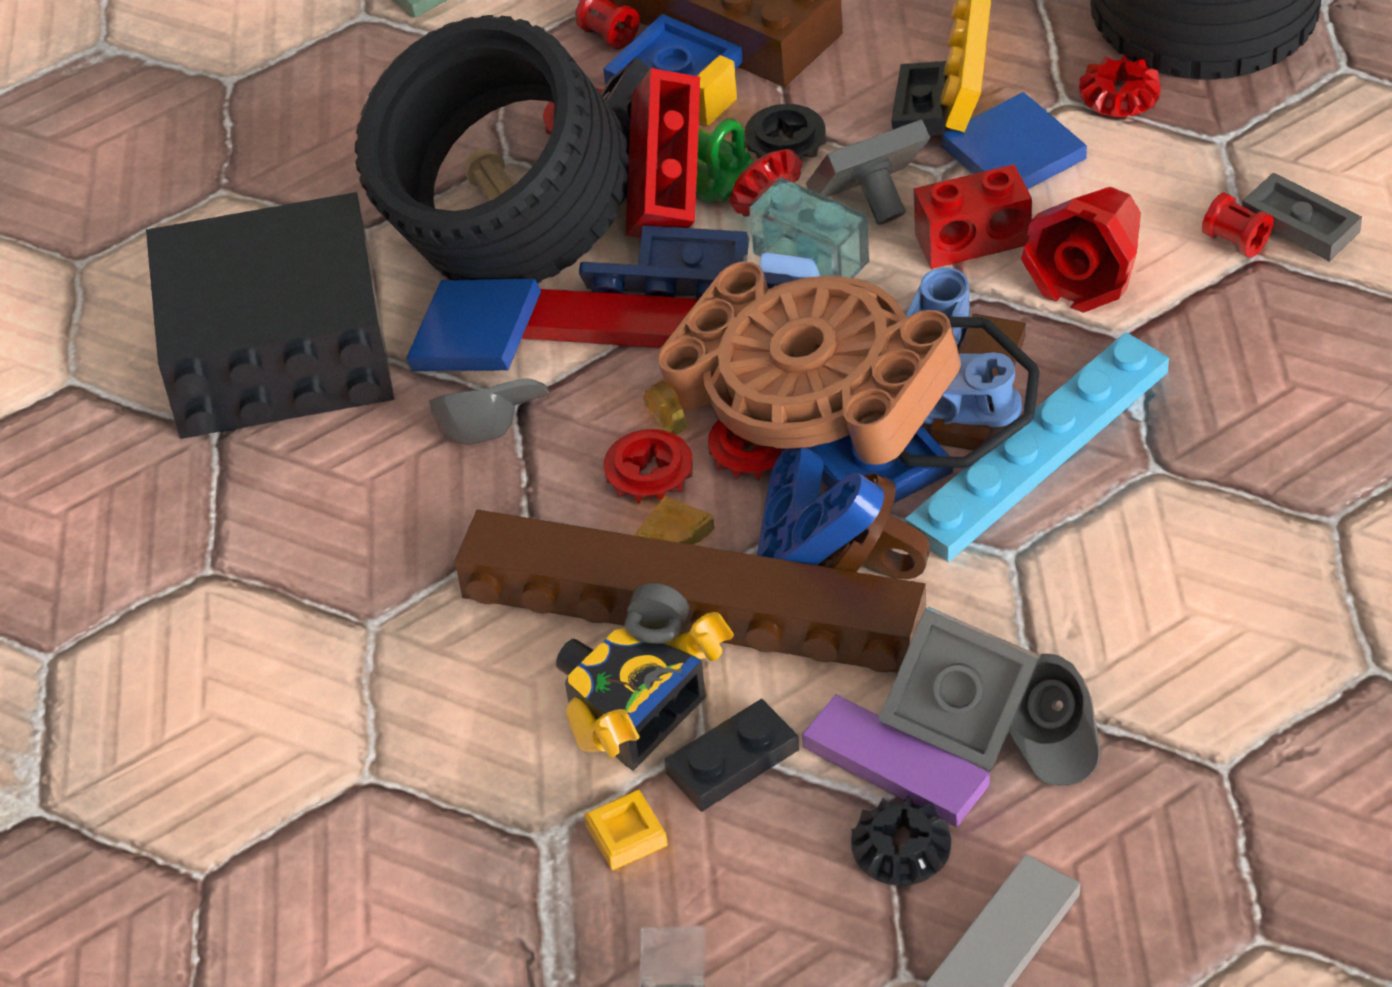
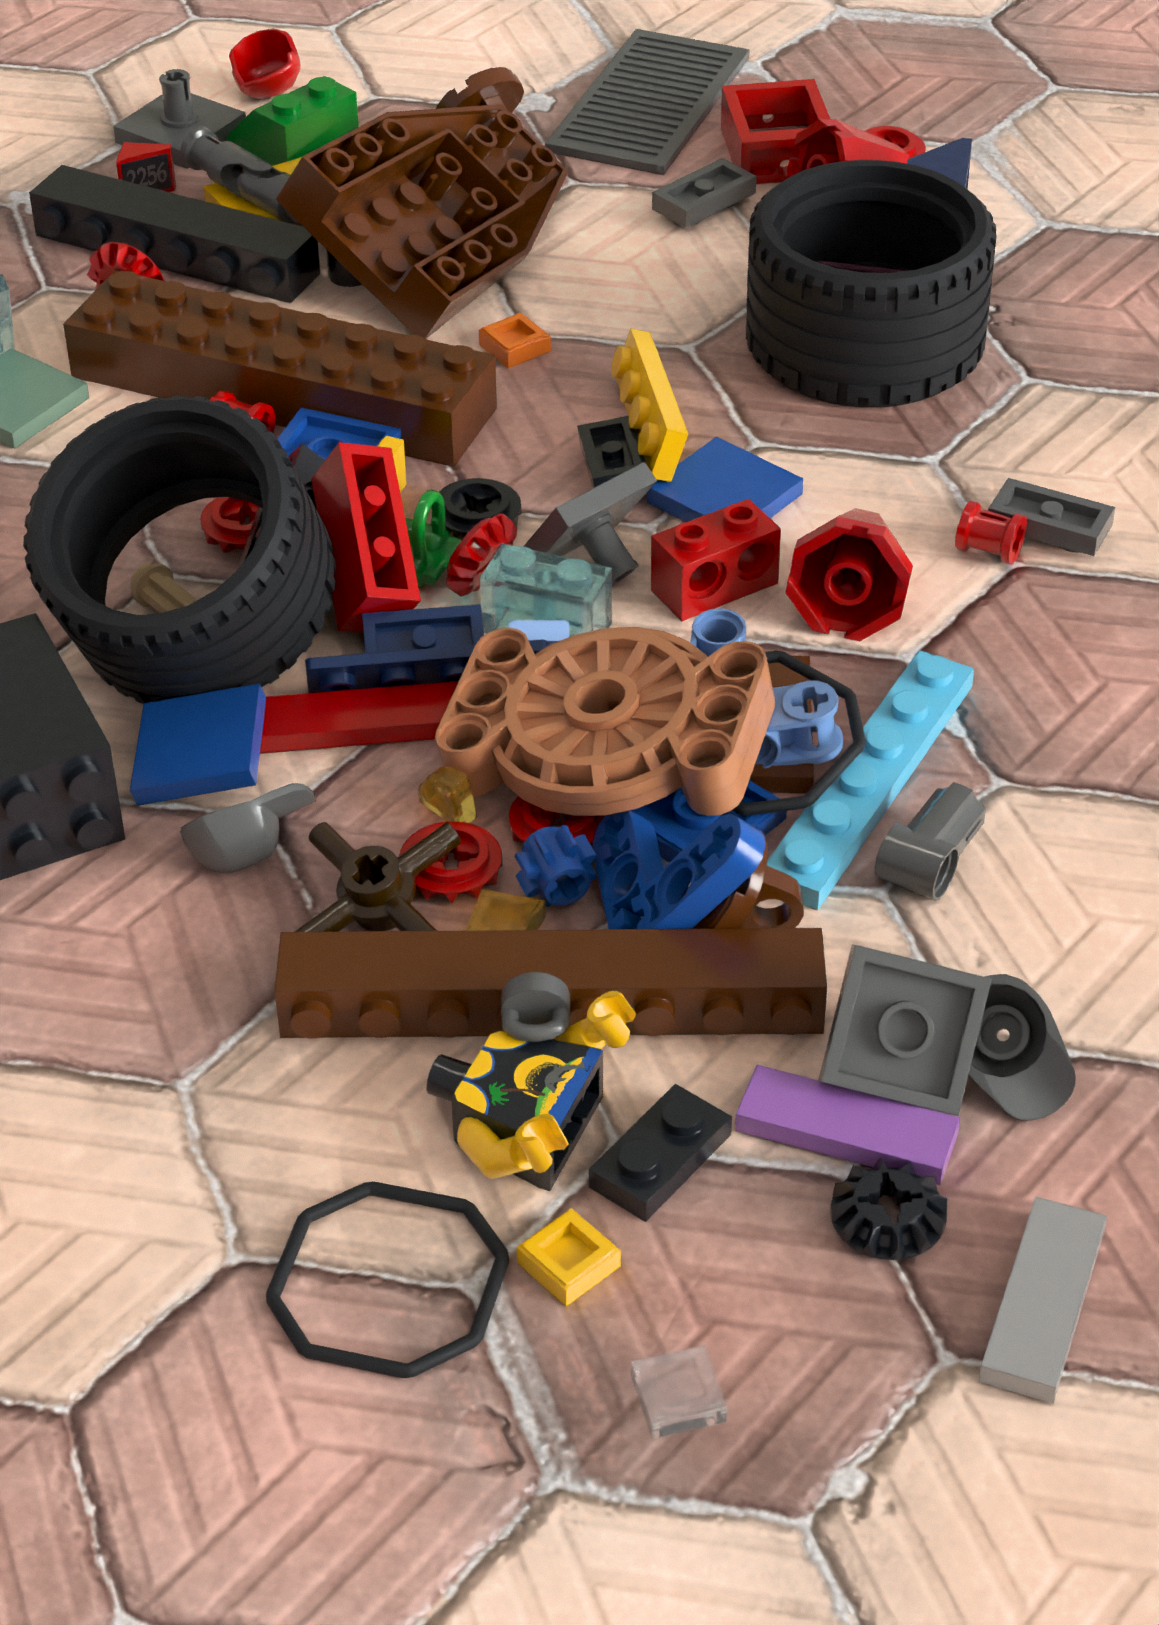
camera: 20 degrees left, 5 degrees down
(495, 891) = (371, 1363): none -> black piece
(573, 477) = (375, 883): none -> dark brown bar
(729, 486) = (556, 866): none -> blue gear
(1055, 527) = (928, 849): none -> dark grey piece
(1135, 97) = (792, 426): red gear -> none

